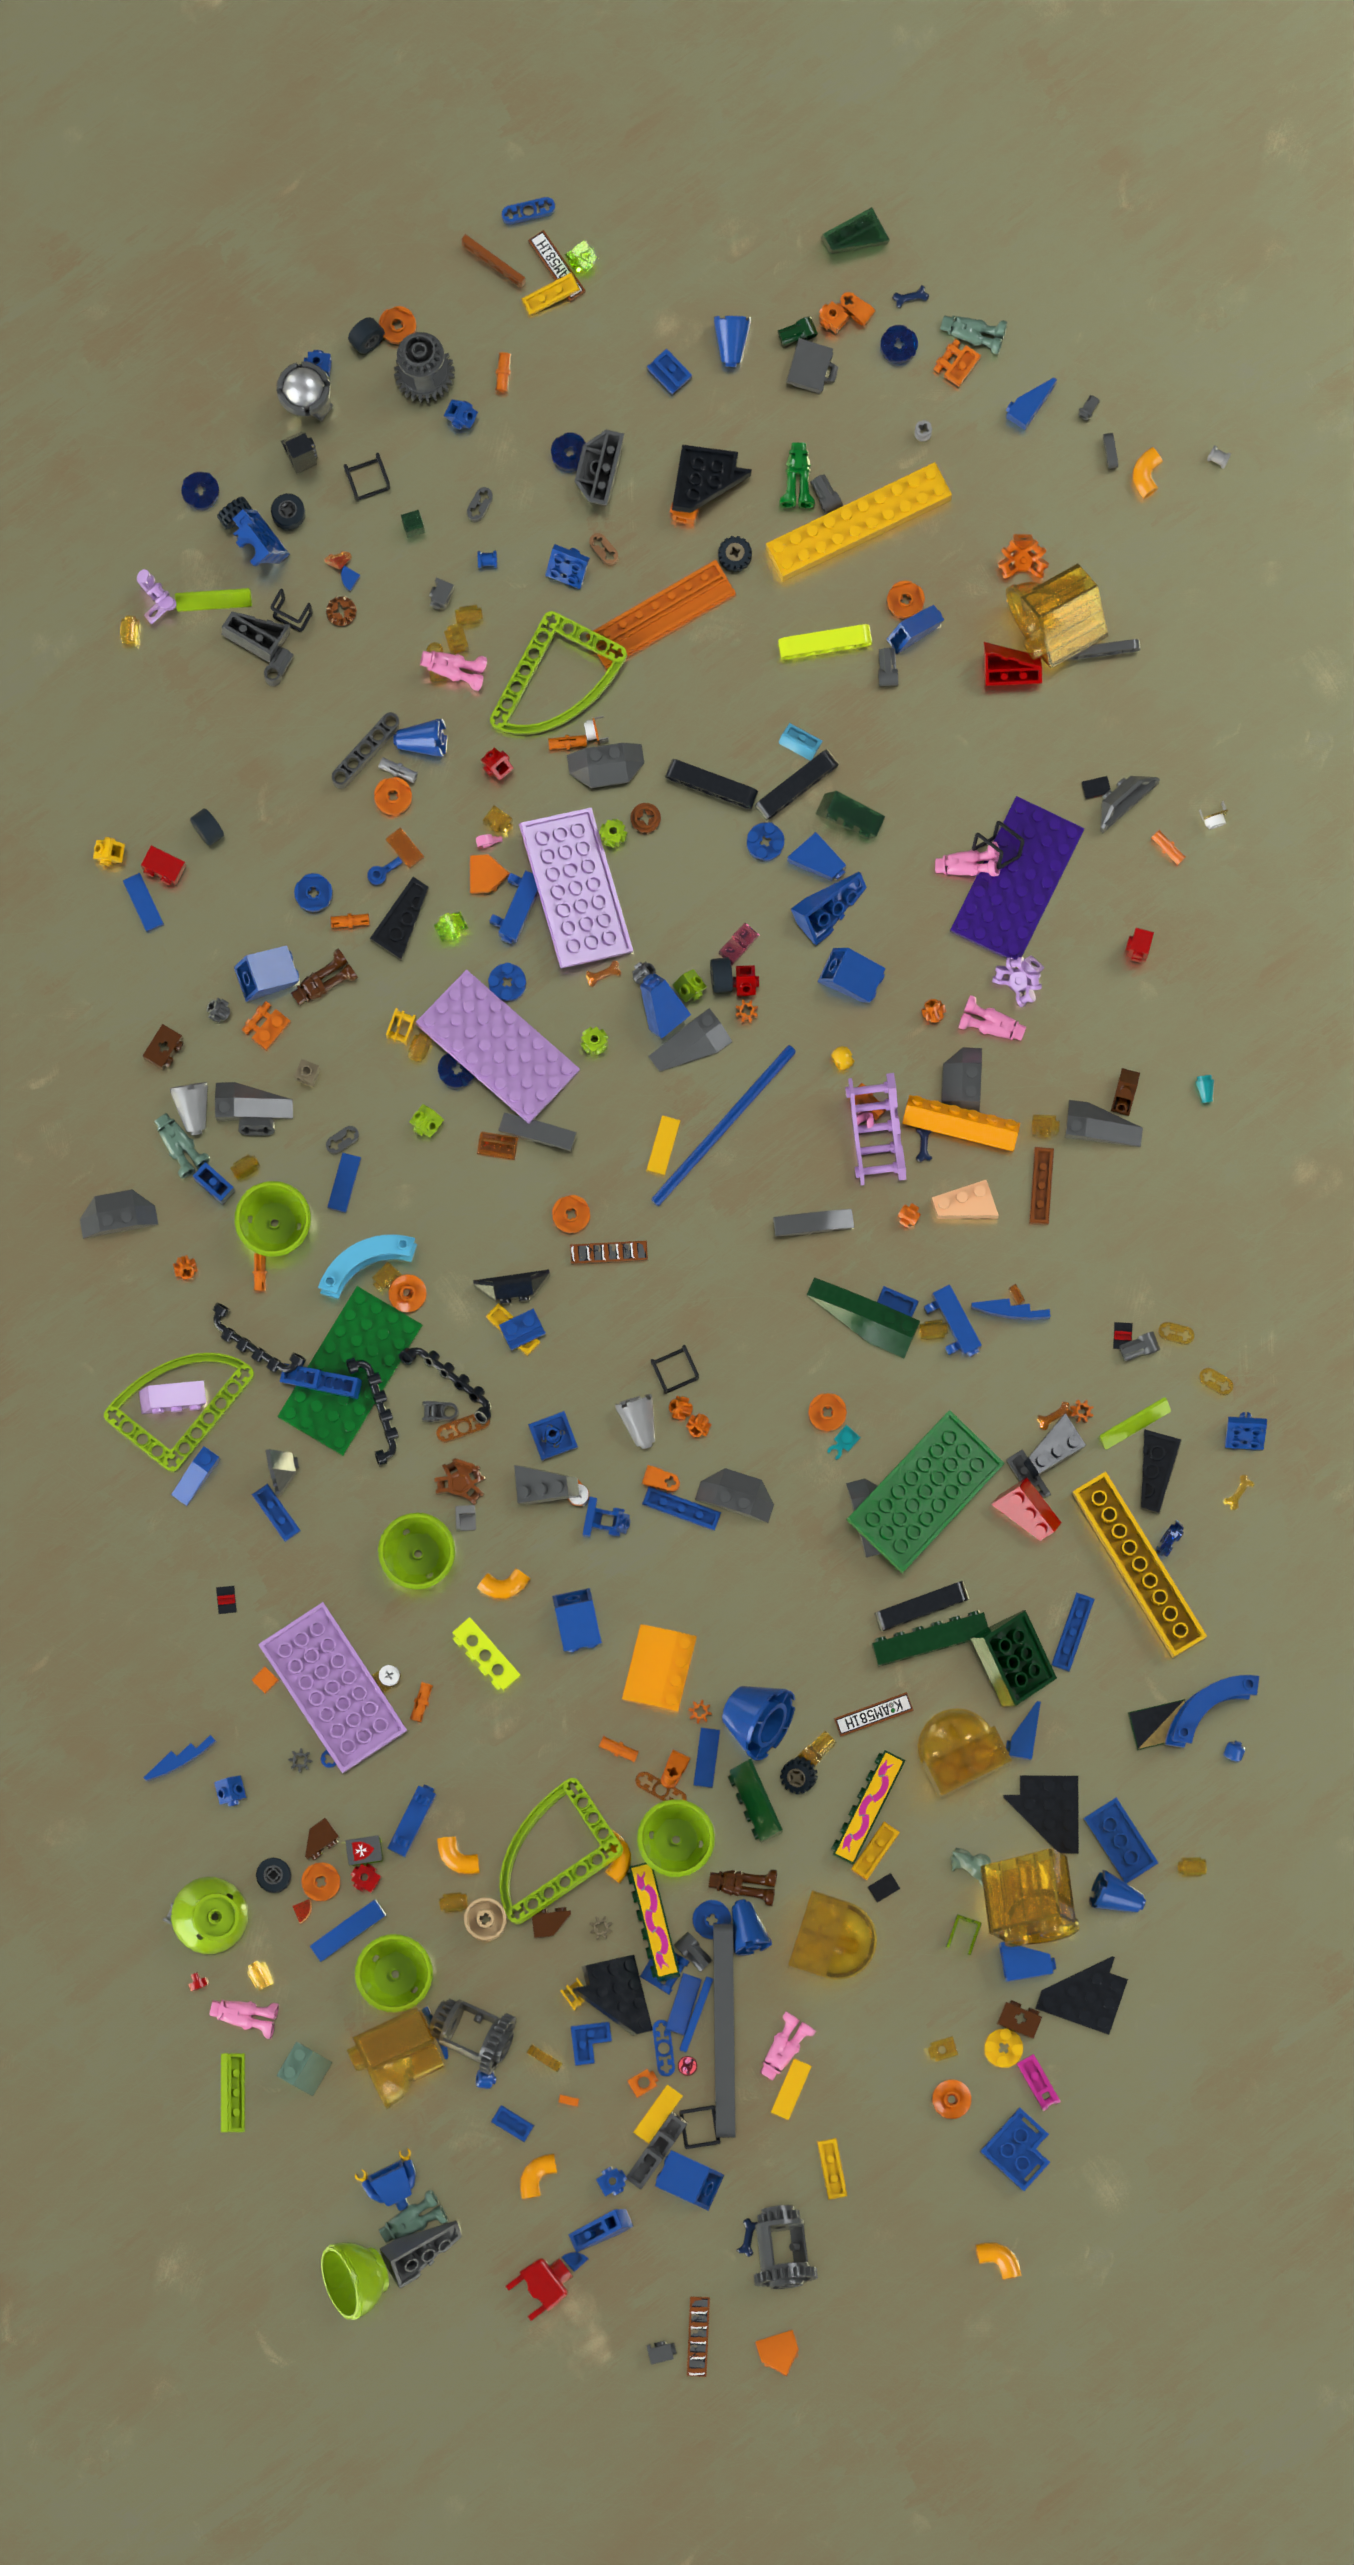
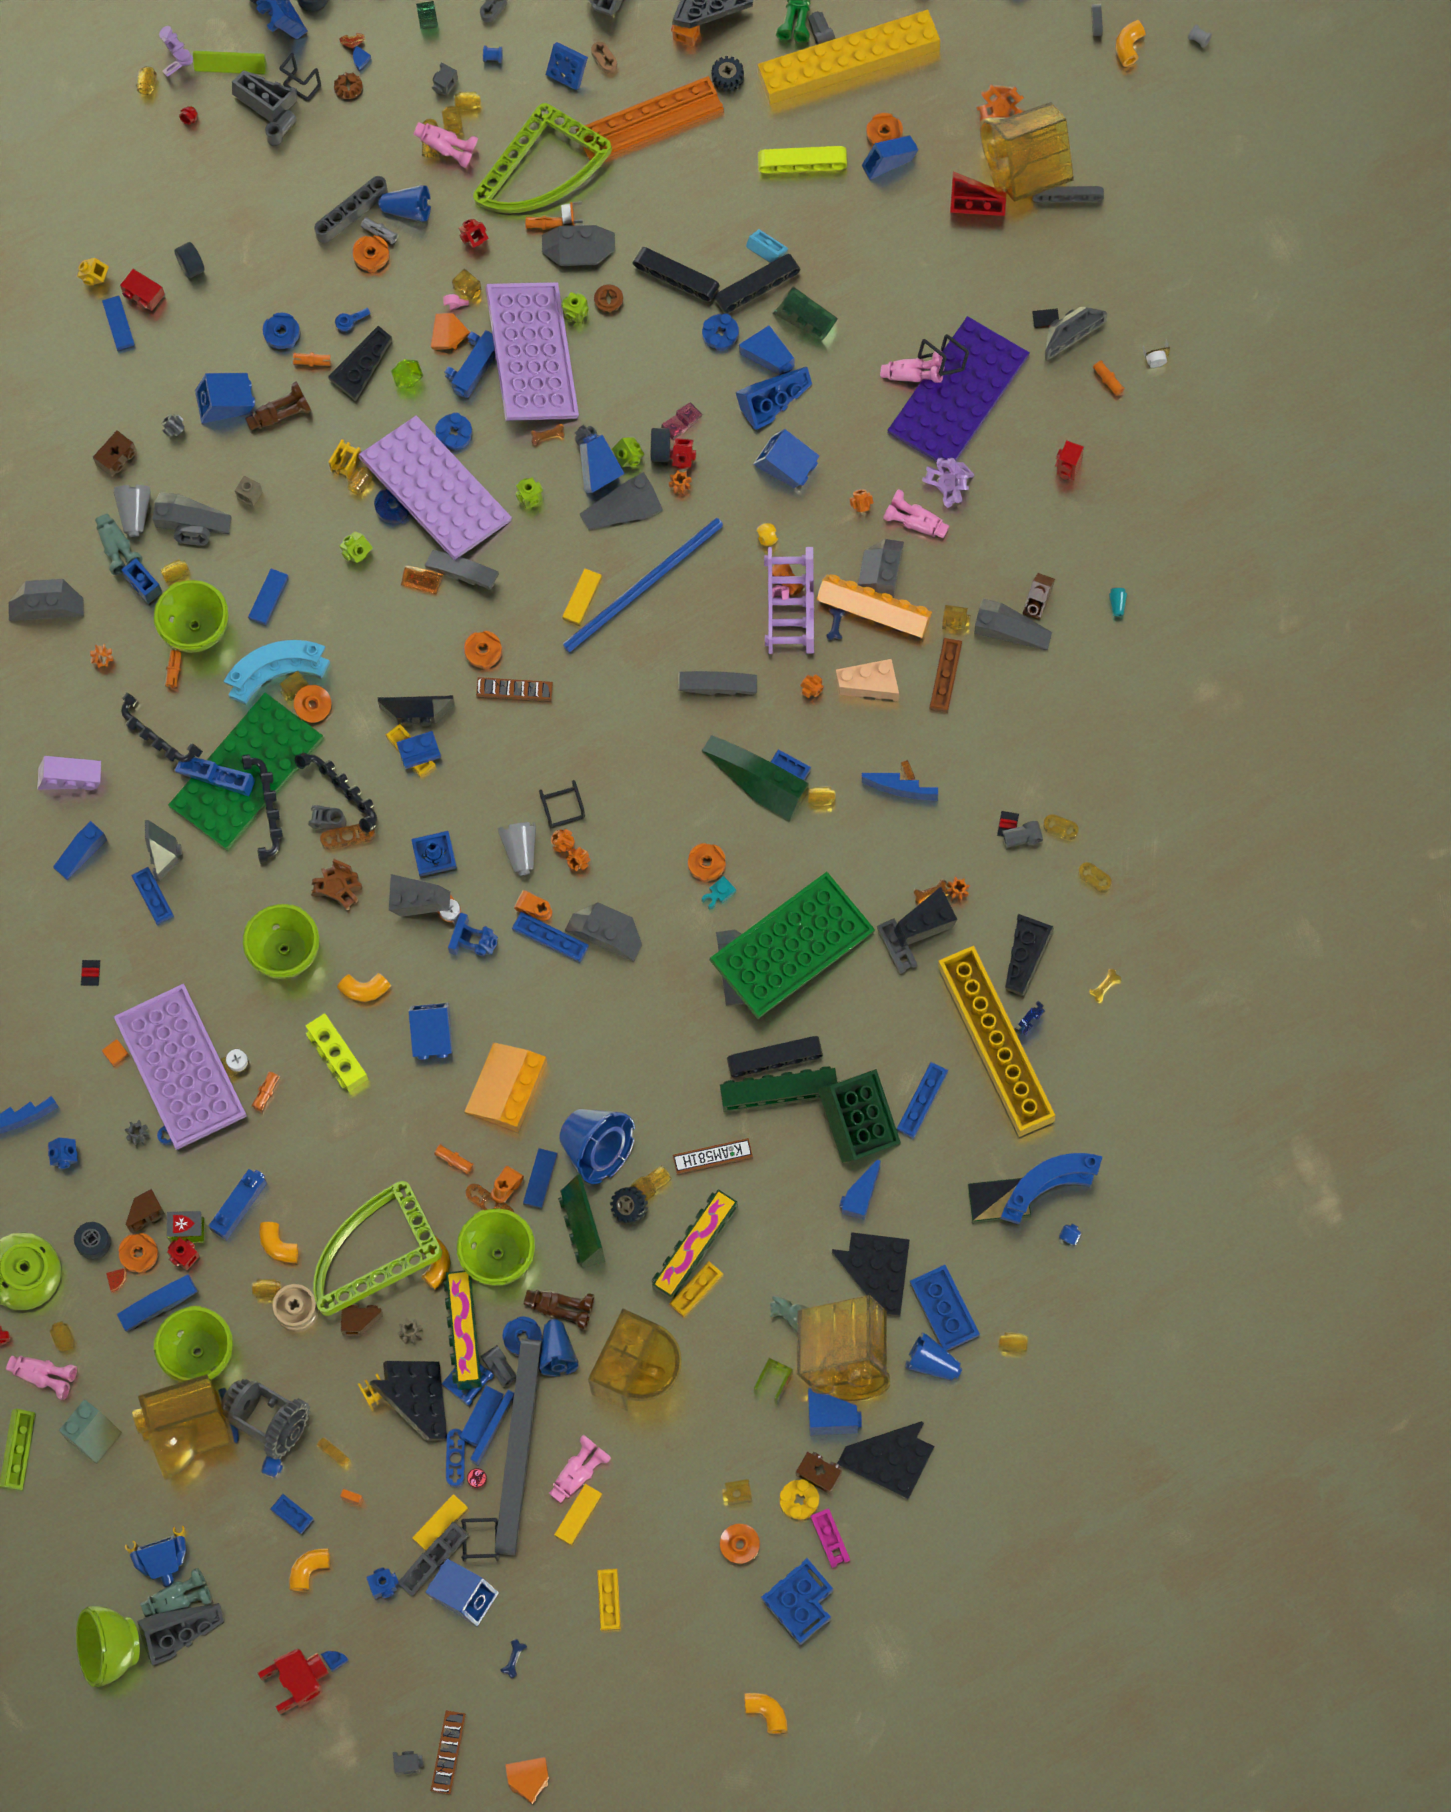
camera: 10 degrees right, 10 degrees down
(180, 663) = (188, 115): none -> red plate
(198, 1423) = (63, 749): lime beam -> none
(271, 1028) = (221, 449): orange plate -> none
(345, 1143) = (272, 557): dark grey beam -> none
(404, 848) = (374, 301): clear orange tile -> none
(465, 1518) = (336, 920): light grey panel -> none
(584, 2037) = (378, 1436): blue plate -> none
(601, 2229) = (365, 1630): blue slope -> none
(633, 2082) = (425, 1497): orange brick -> none
(703, 1716) = (536, 1128): orange gear -> none
(786, 2274) = (545, 1696): dark grey piece -> none
(883, 1887) = (699, 1326): black piece -> none
(887, 673) = (858, 193): dark grey piece -> none
(956, 1320) = (845, 790): blue brick -> none
(959, 1750) = (794, 1199): clear yellow piece -> none
(1028, 1509) = (892, 974): wedge -> none
(1135, 1423) = (1009, 907): lime slope -> none
(1246, 1432) = (1118, 923): blue plate -> none

